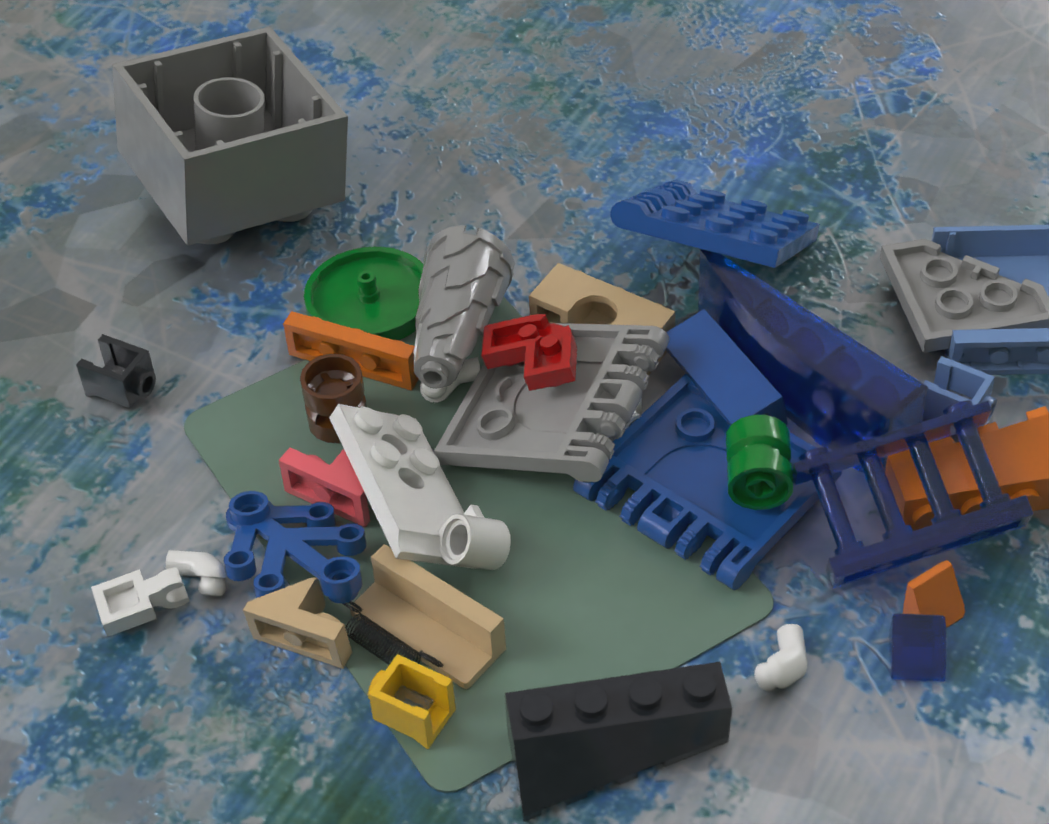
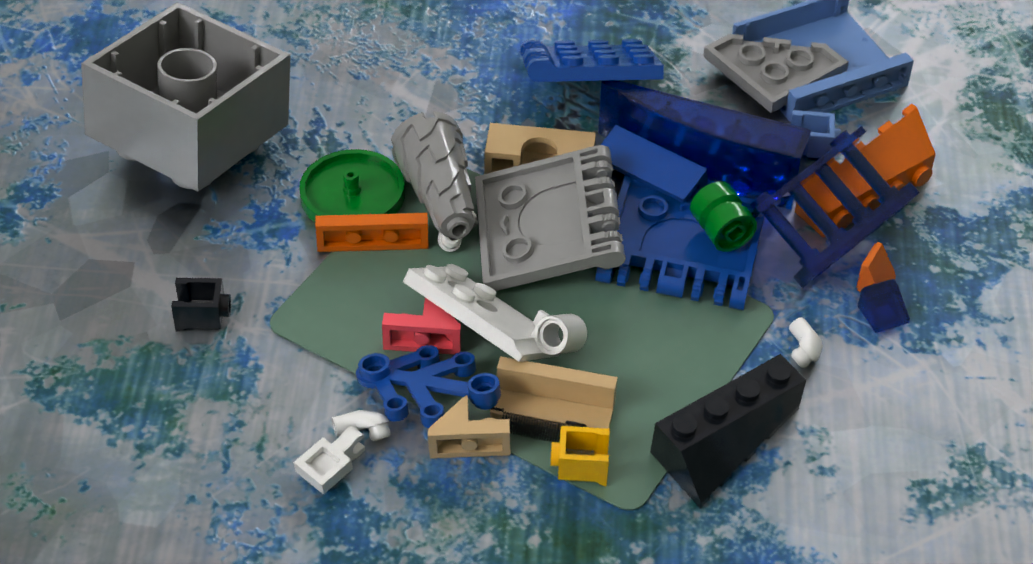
camera: 30 degrees left, 0 degrees up
(324, 385) = (385, 266): reddish brown wheel -> none
(544, 346) = (530, 182): red plate -> none

